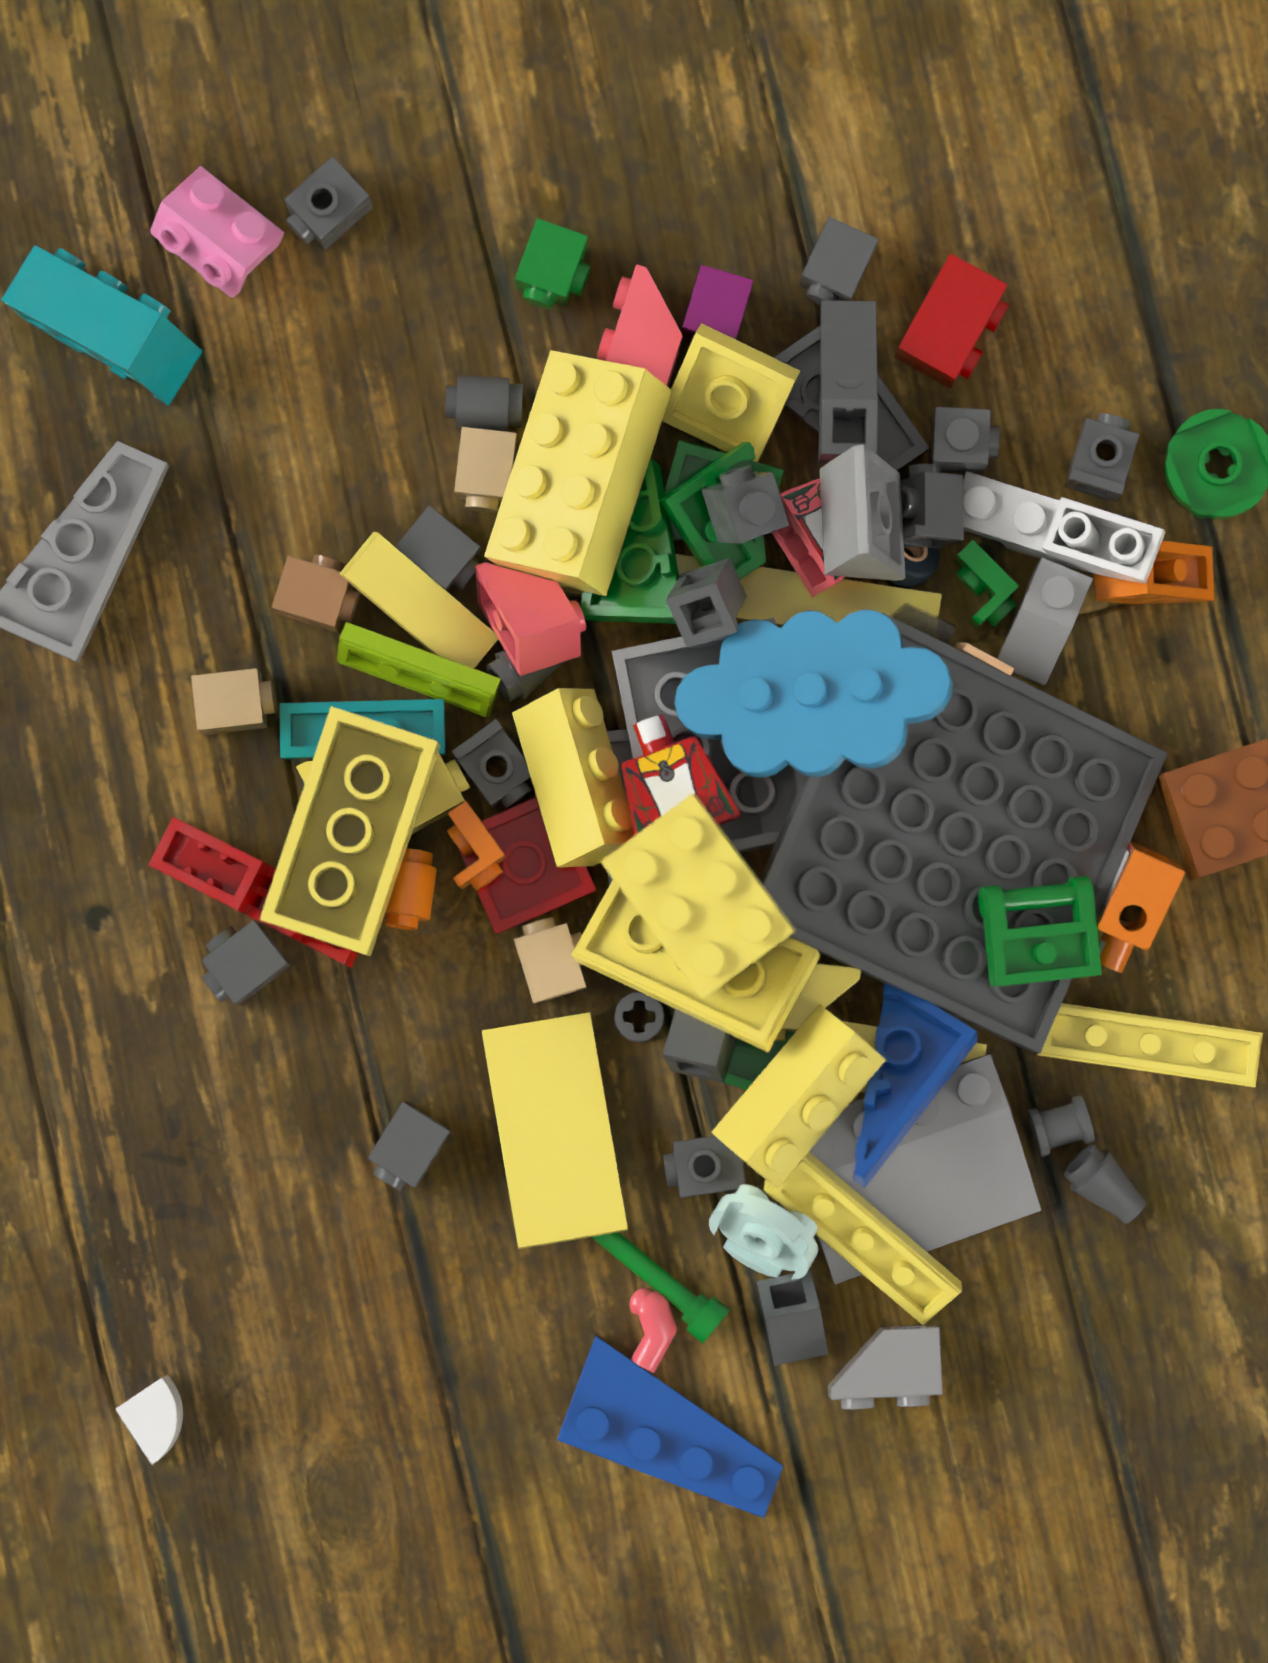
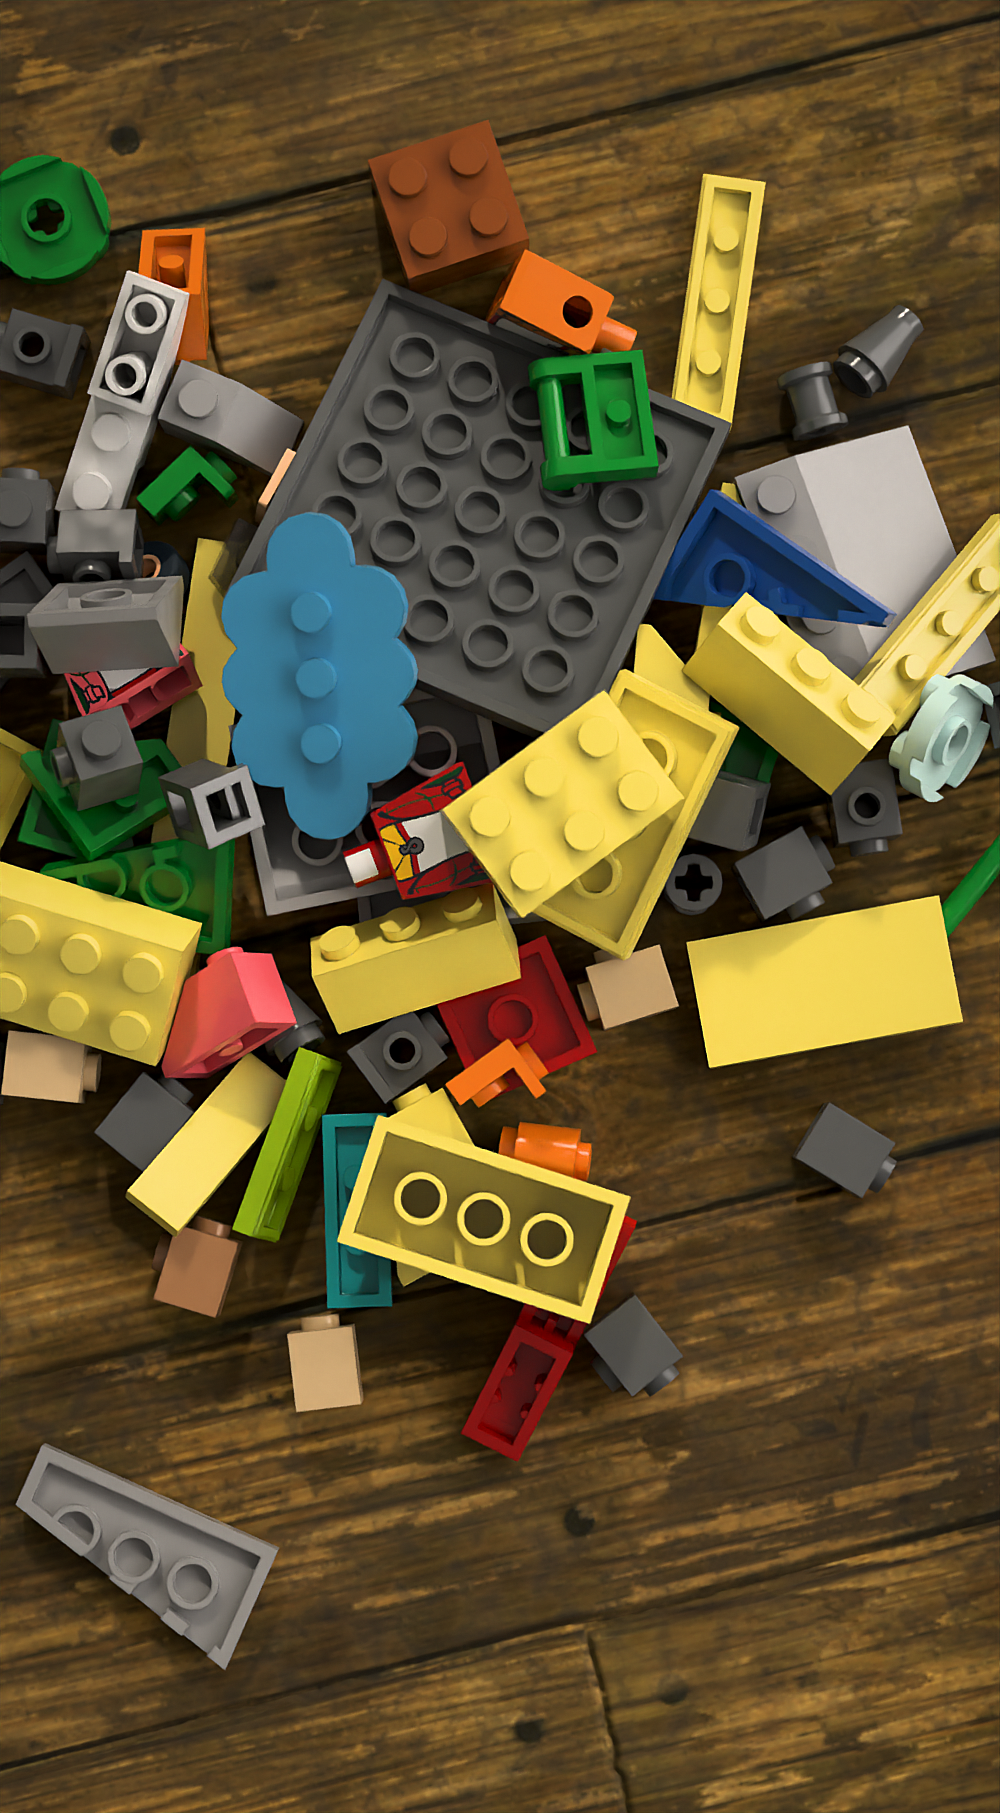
camera: 85 degrees left, 0 degrees up
(646, 1098) = (785, 875): none -> dark grey brick

